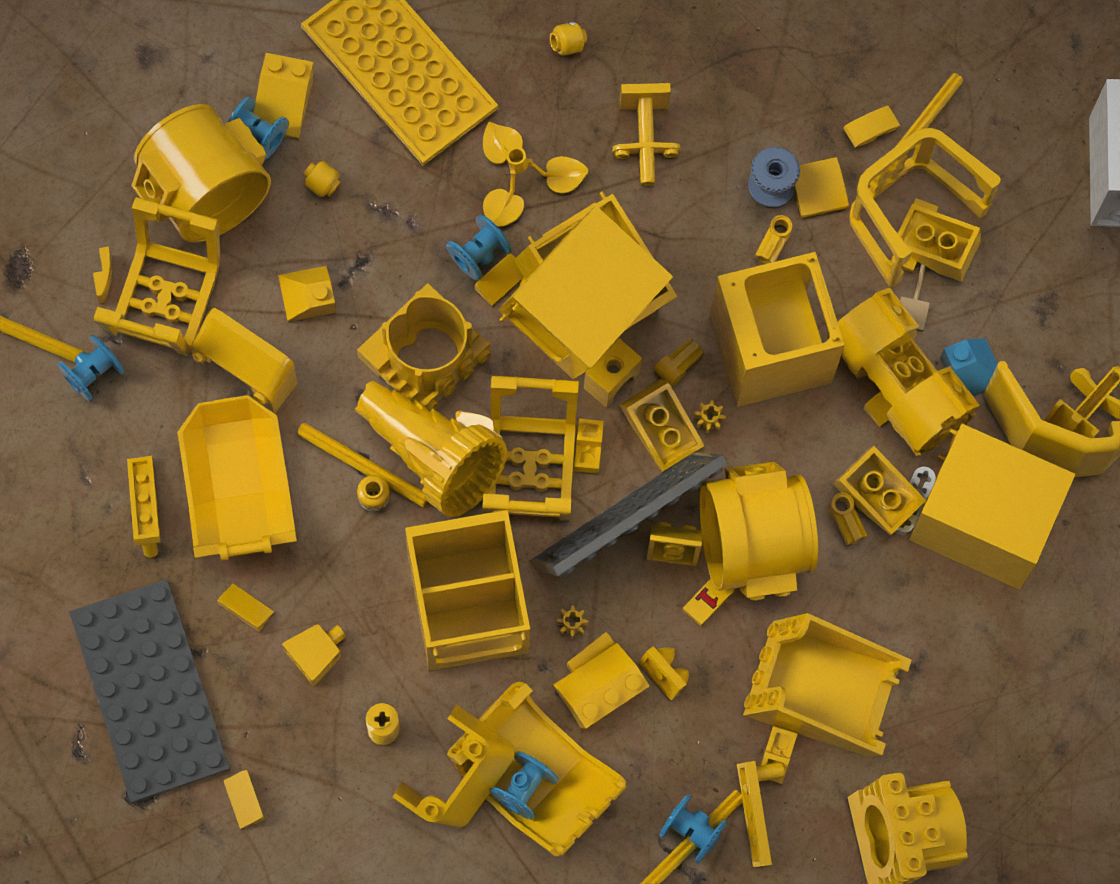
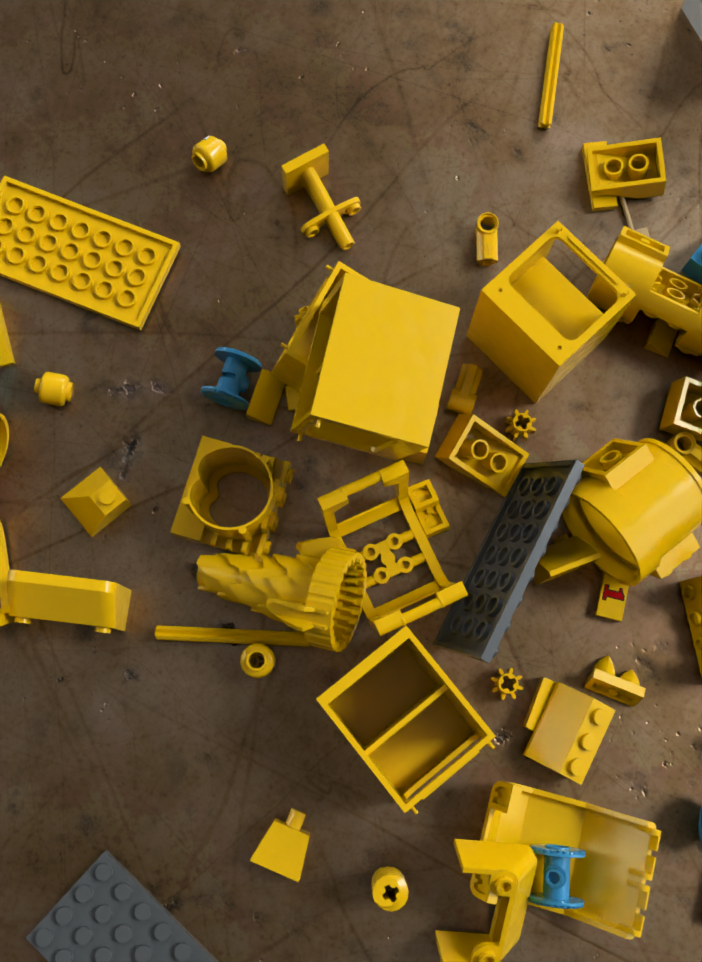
camera: 25 degrees left, 5 degrees up
(144, 504) = (43, 791): yellow piece -> none
(235, 478) = (122, 725): yellow windscreen -> none
(245, 607) = (194, 837): yellow slope -> none
(504, 144) = (204, 273): yellow plant -> none
(773, 177) = (457, 182): sand blue hose -> none
(820, 188) = (497, 175): yellow slope -> none
(870, 126) = (510, 101): yellow slope -> none
(895, 166) = (568, 107): yellow windscreen -> none

